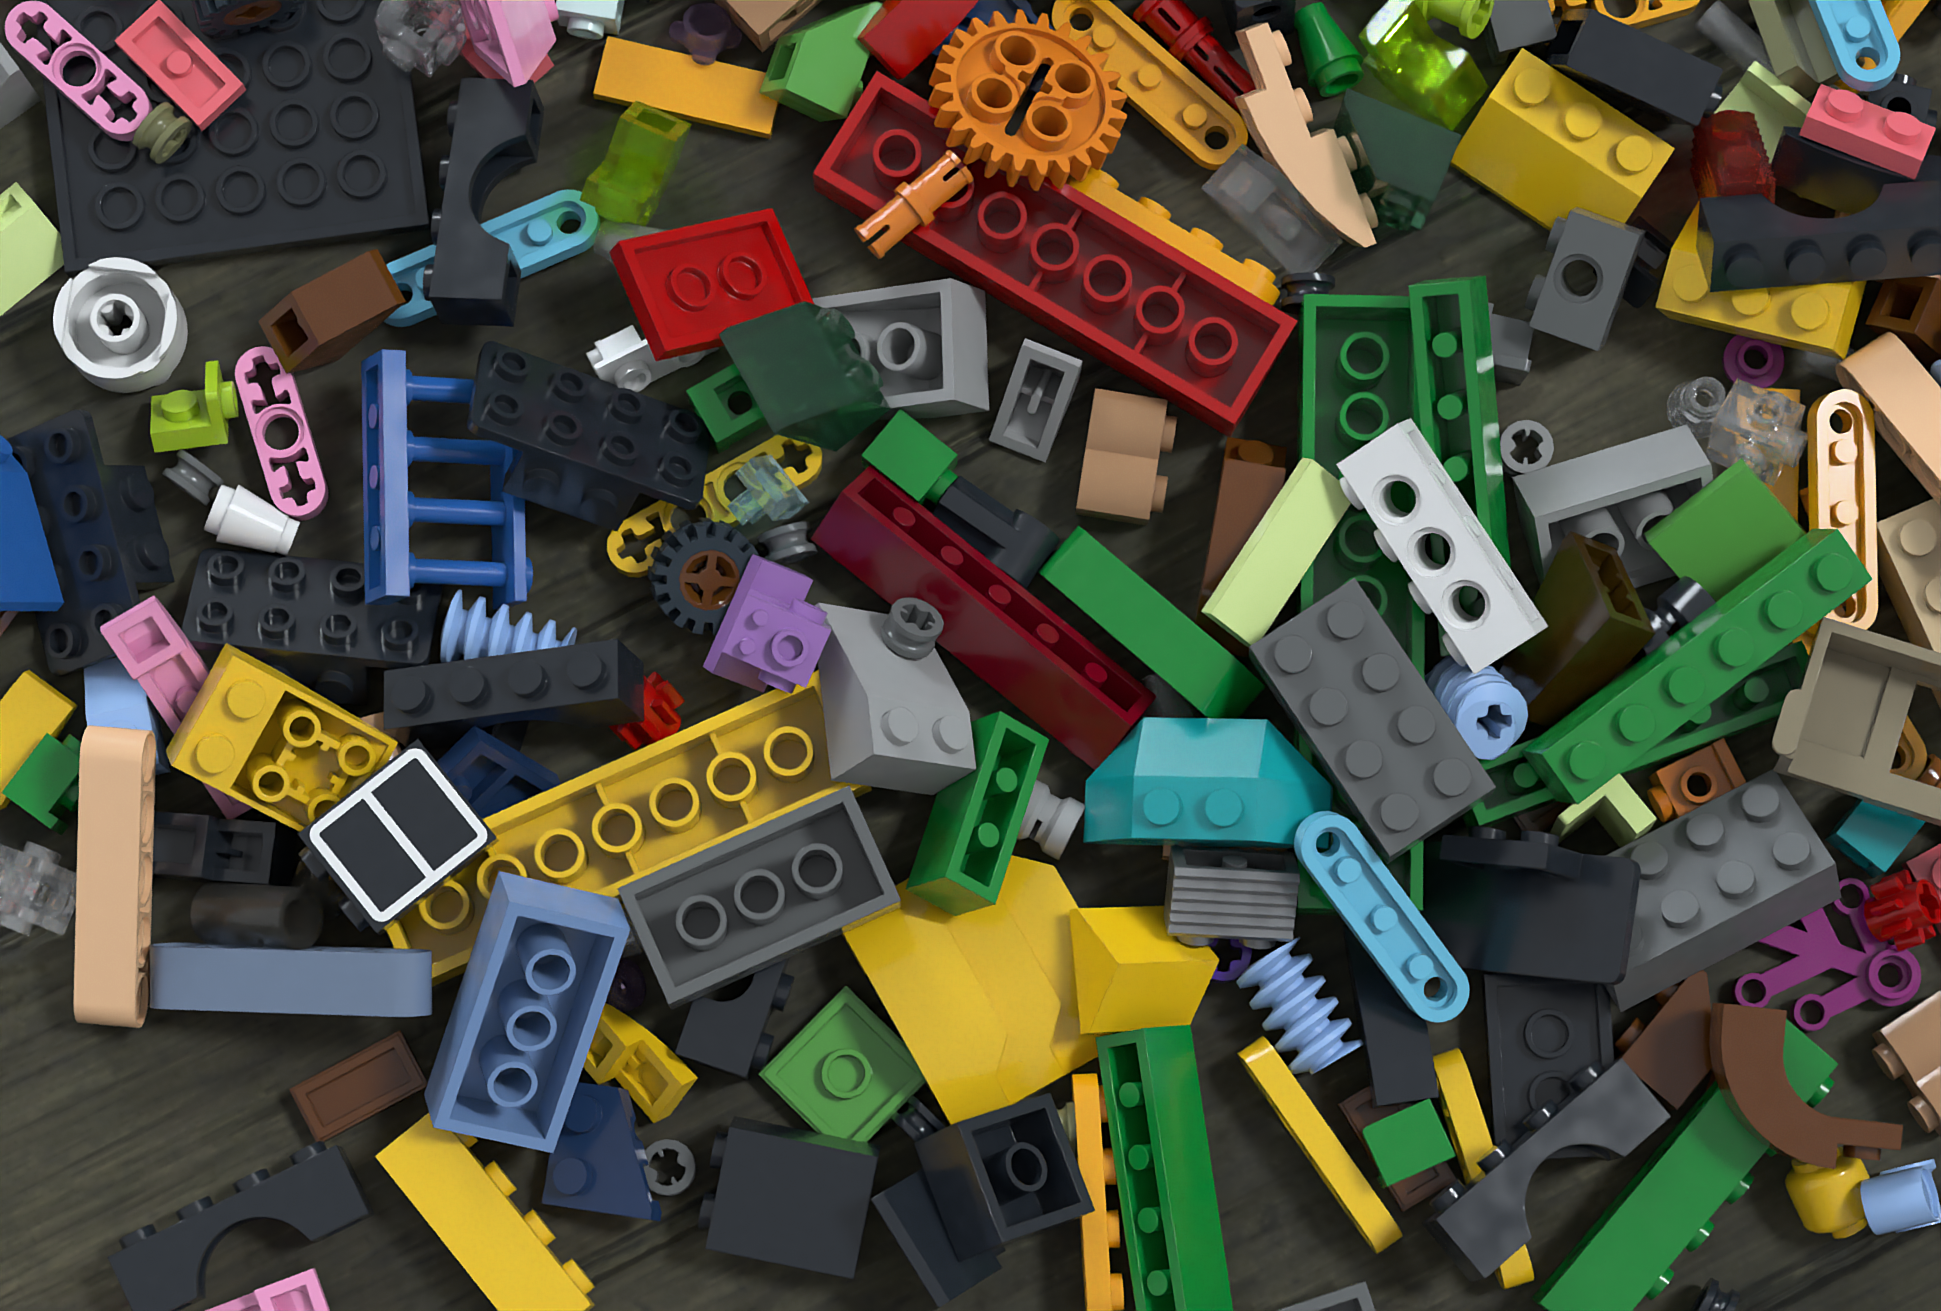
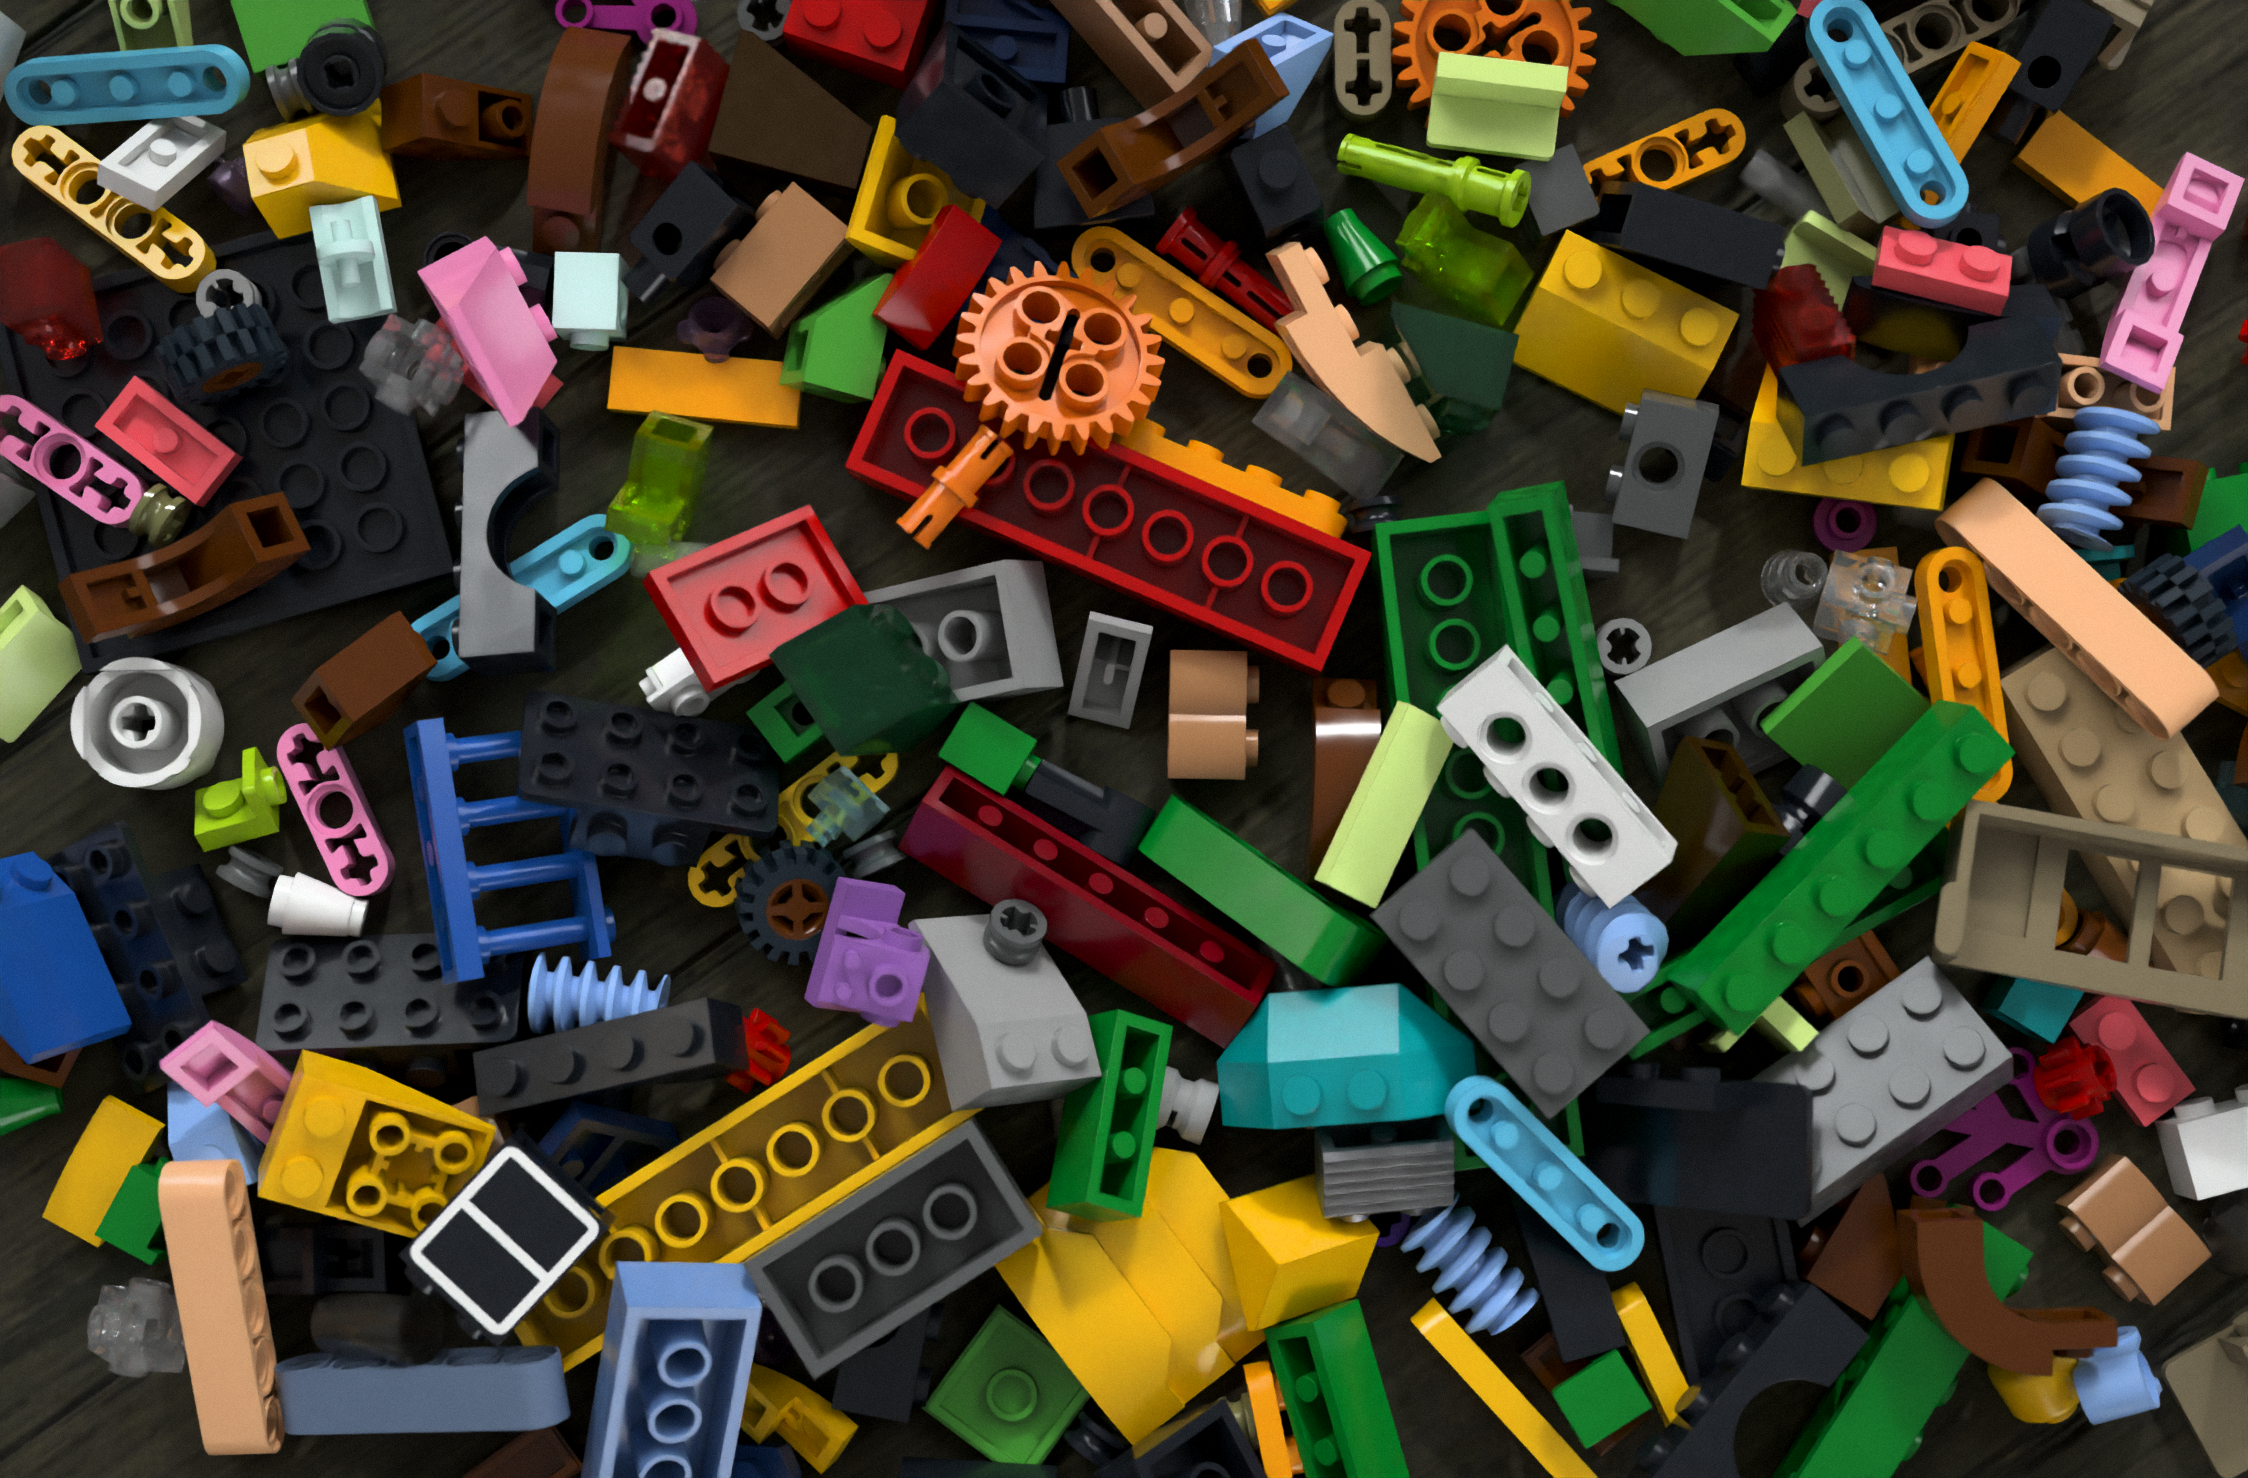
camera: 10 degrees left, 5 degrees up
(187, 190) = (190, 577): none -> reddish brown arch

